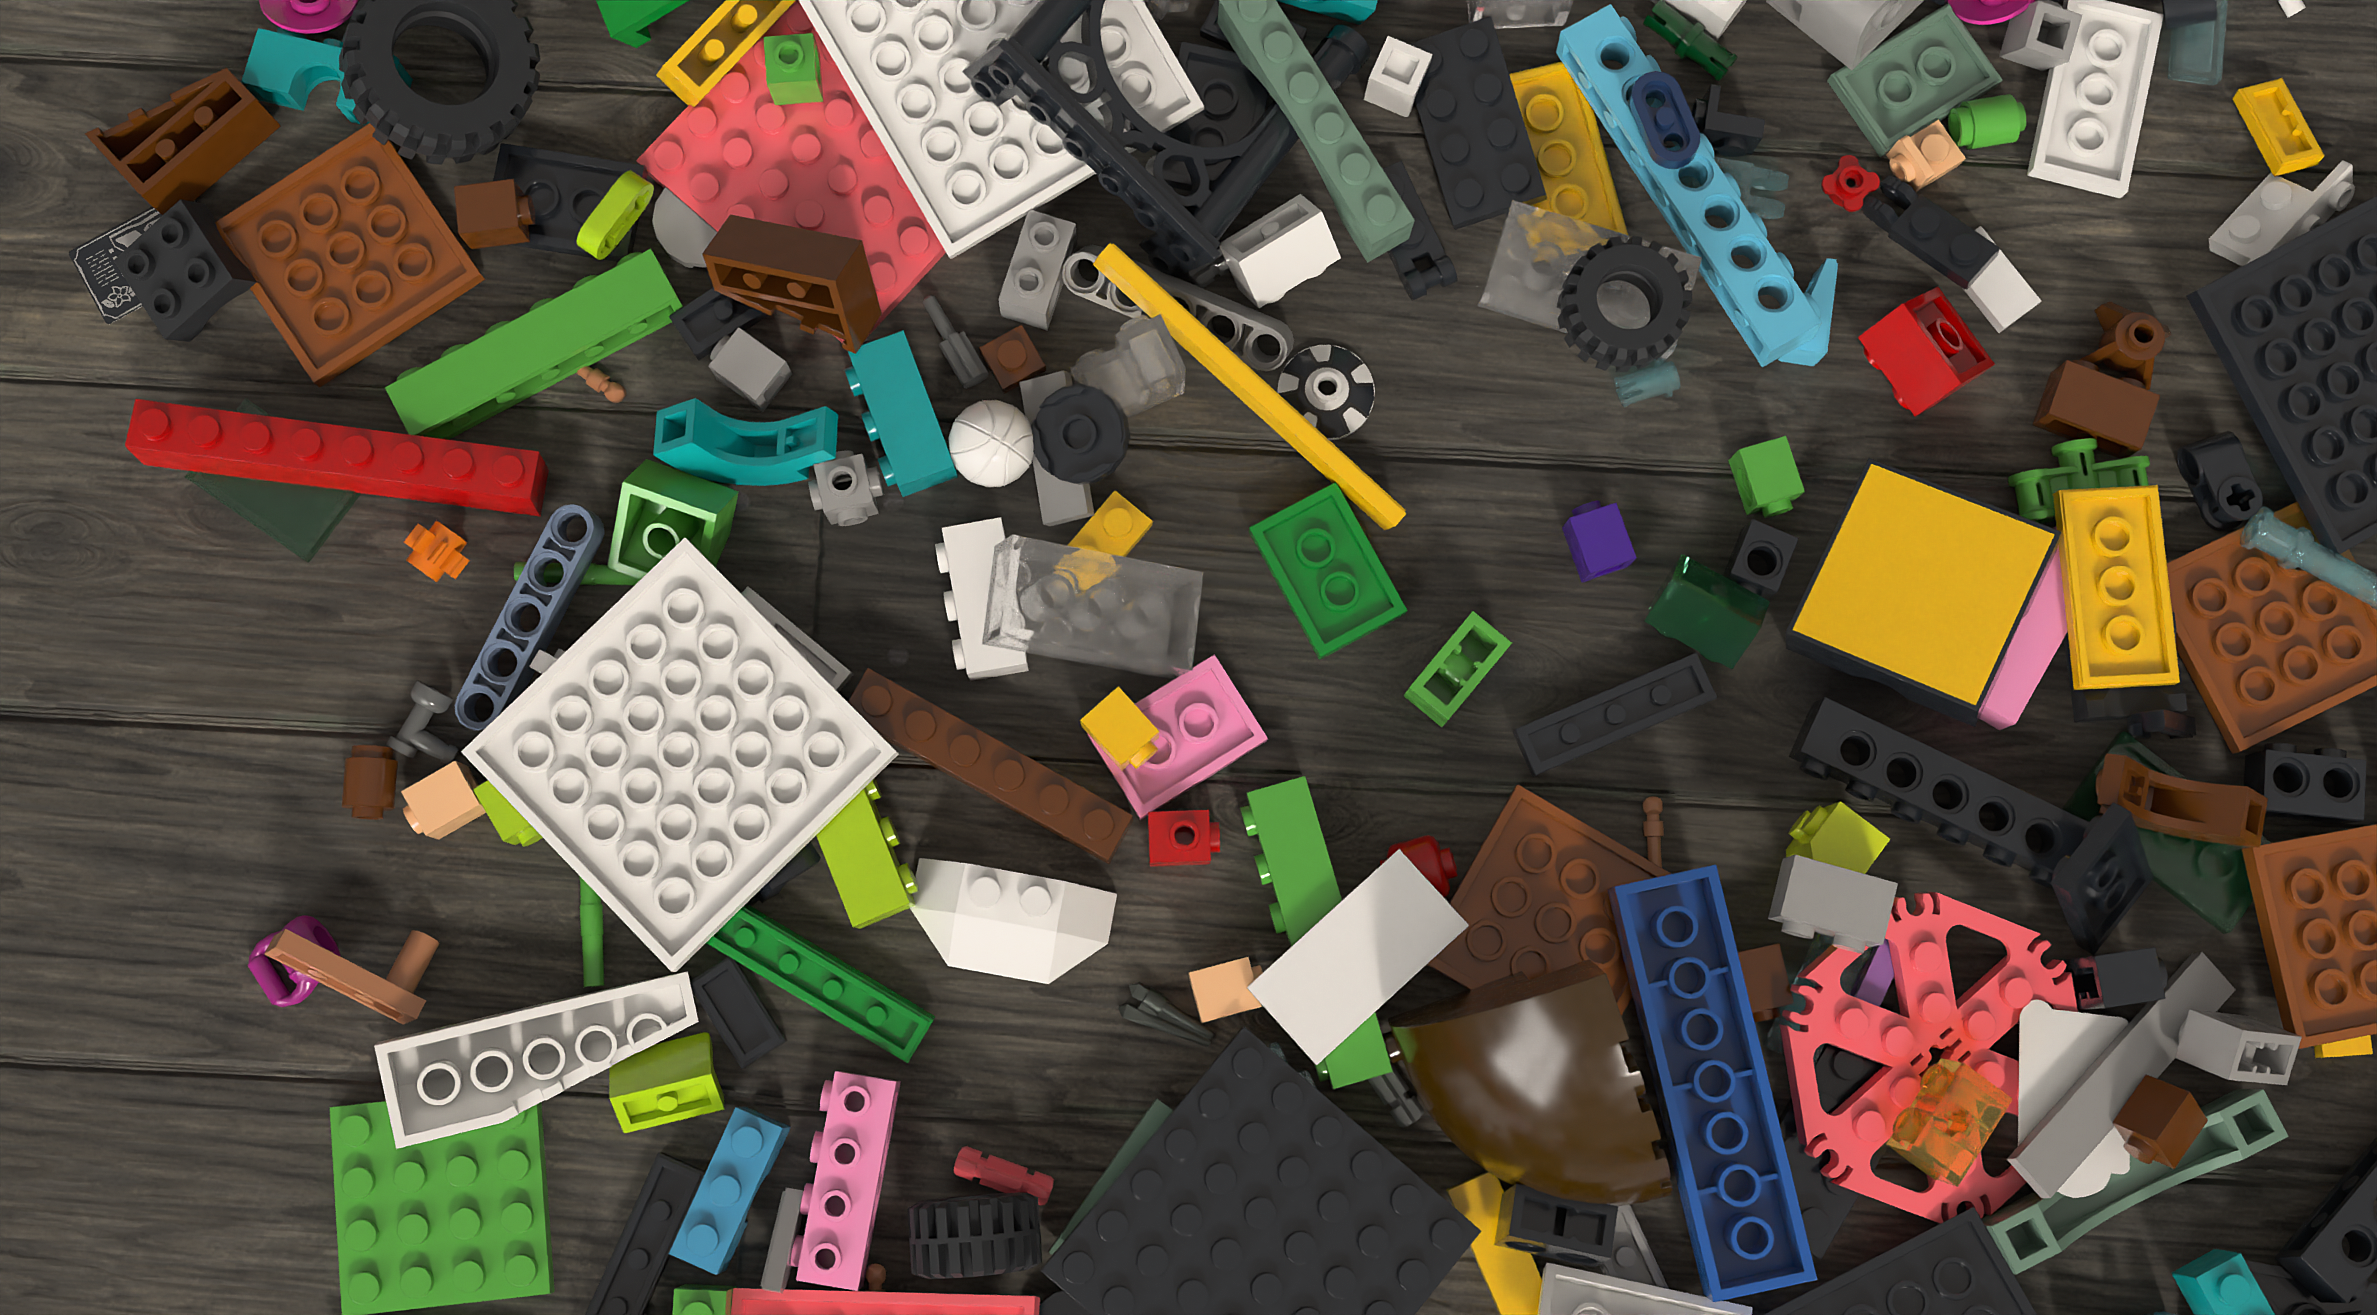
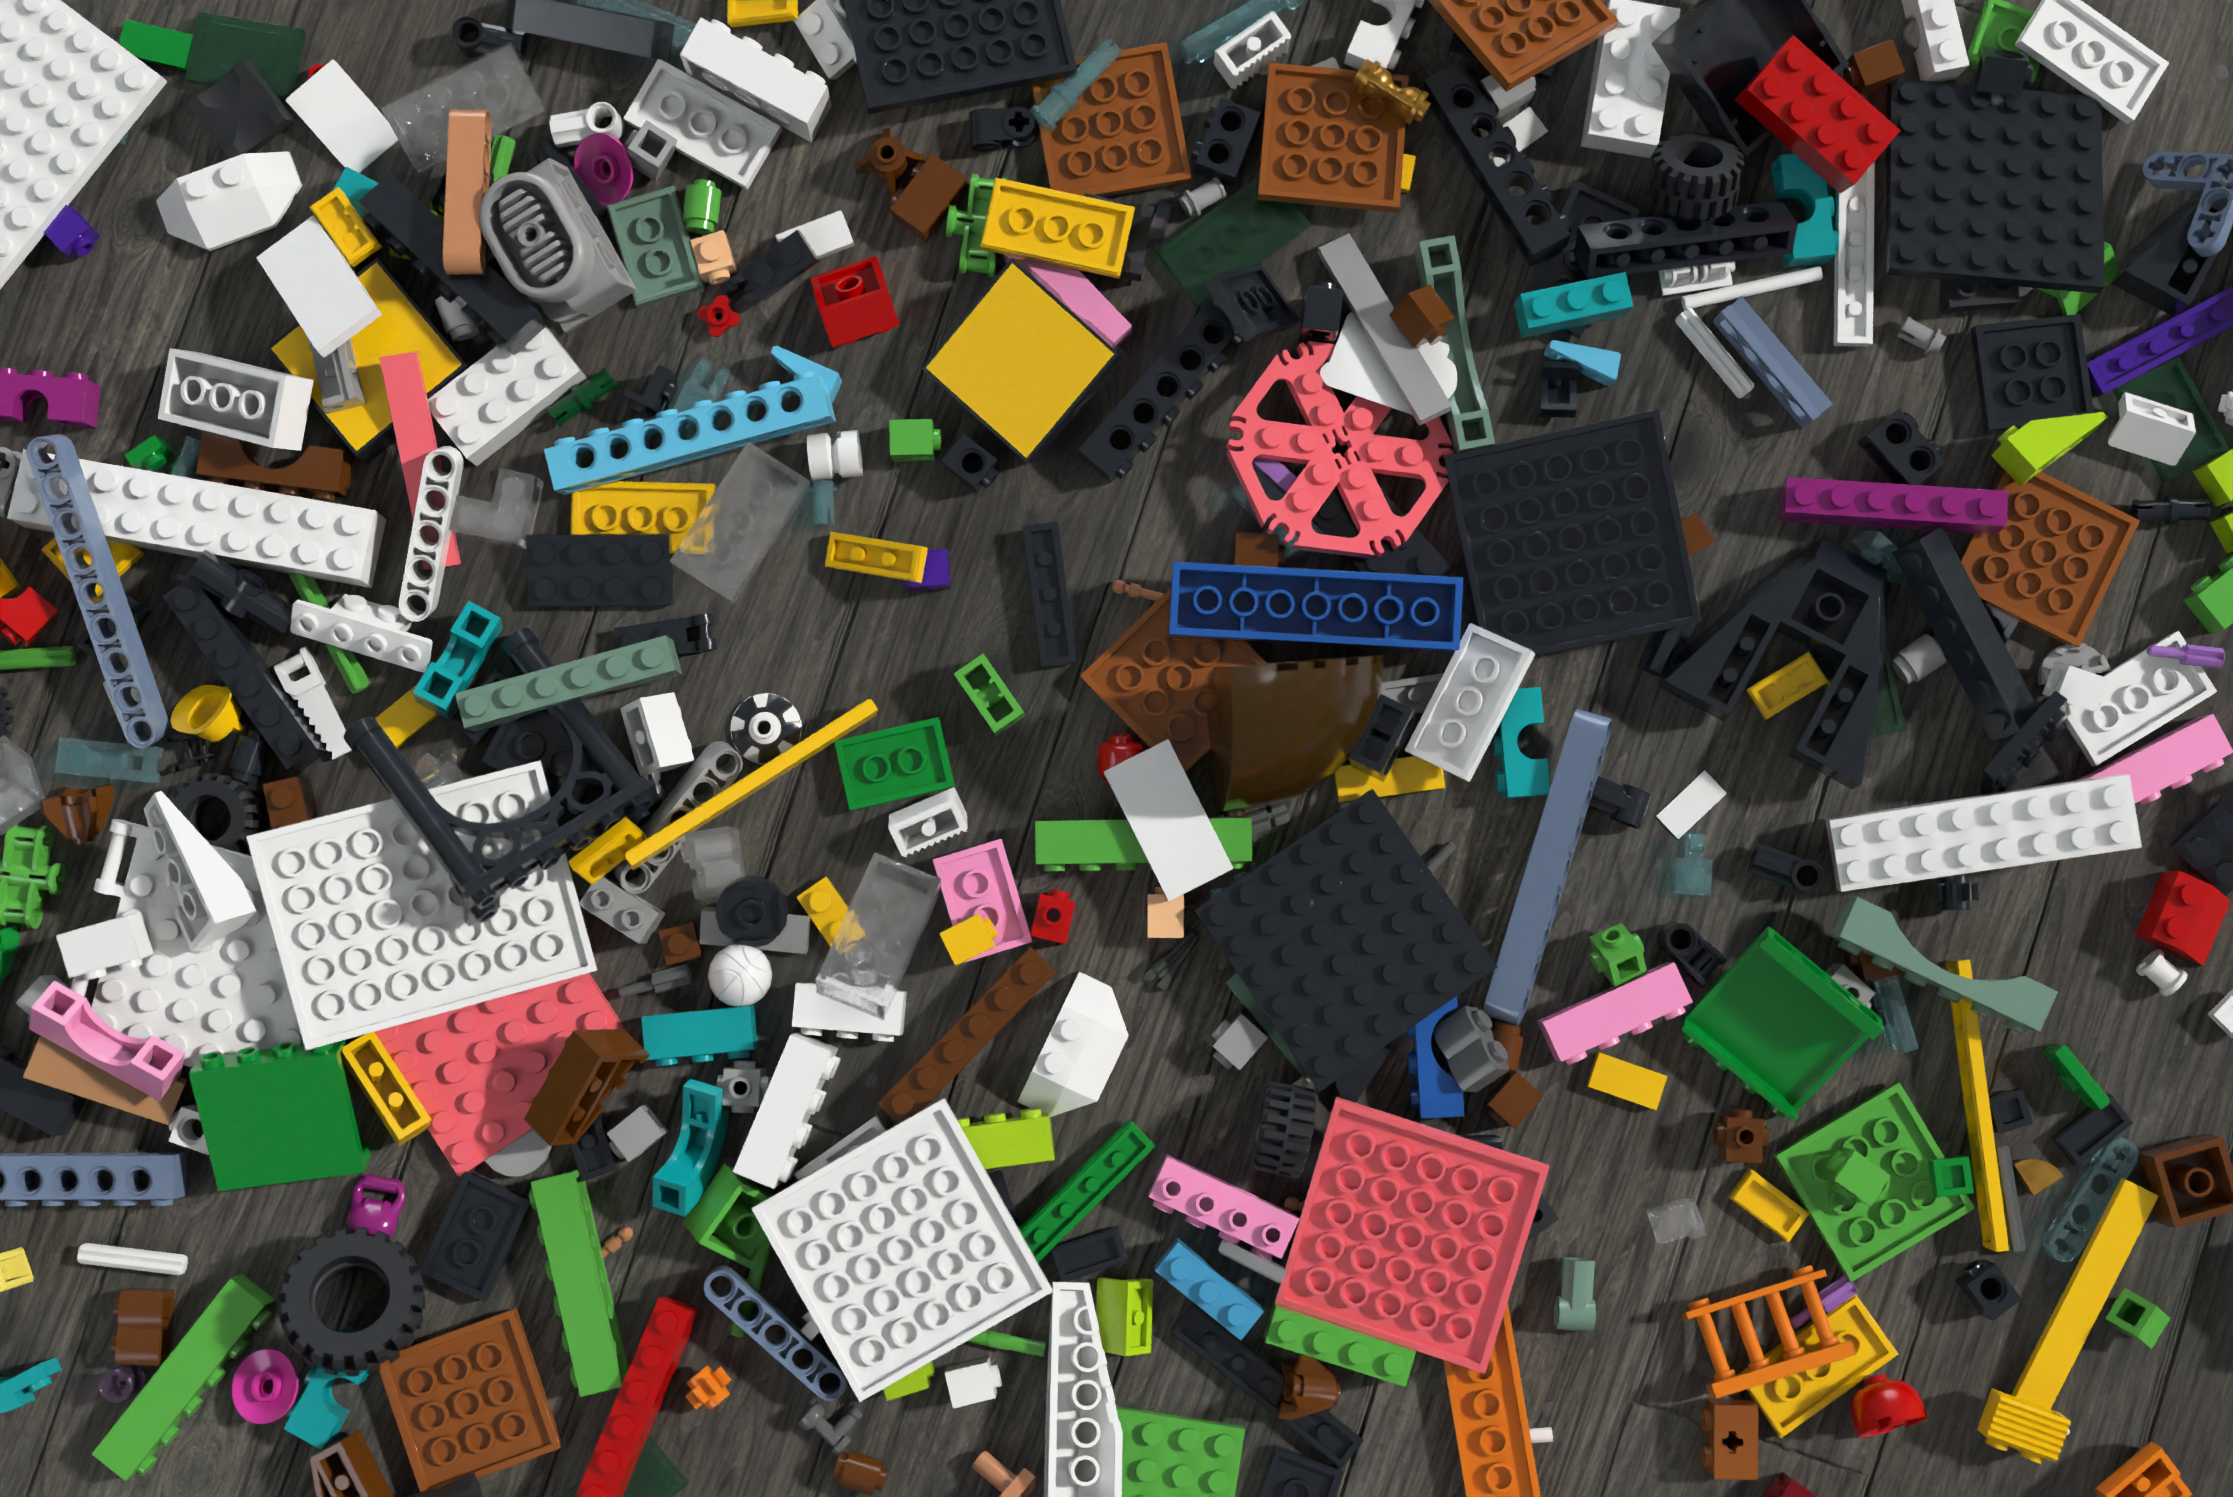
camera: 70 degrees left, 5 degrees up
(442, 801) = (888, 1424): light nougat brick -> none
(493, 213) = (473, 1288): reddish brown brick -> none
(526, 899) = (972, 1381): none -> white brick
(562, 69) = (373, 1213): none -> magenta piece
(615, 215) = (498, 1201): lime beam -> none
(793, 69) = (426, 1046): bright green brick -> none
(828, 551) = (785, 1110): none -> white brick
(1002, 1174) = (1248, 1100): coral axle -> none
(1078, 1136) = (1236, 1041): none -> light grey brick
(1108, 221) = (607, 851): none -> yellow plate
(1263, 633) = (928, 822): none -> white brick
(1397, 76) = (551, 613): white panel -> none
(1597, 469) = (876, 557): none -> yellow tile
(1646, 271) = (761, 477): black tyre -> none
(1666, 123) = (644, 439): dark blue plate -> none
(1707, 612) = (996, 511): clear green brick -> none
(1715, 381) = (834, 455): none -> white wheel
(1832, 902) = (1220, 492): light grey brick -> none
(1836, 838) = (1189, 480): neon yellow slope -> none
(1972, 1112) = (1382, 439): clear yellow brick -> none
(2181, 805) = (1216, 234): reddish brown arch -> none
(2183, 141) = (756, 78): none -> white brick
(2212, 767) = (1202, 197): none -> light grey pin
(2237, 1047) = (1387, 248): light grey brick -> none

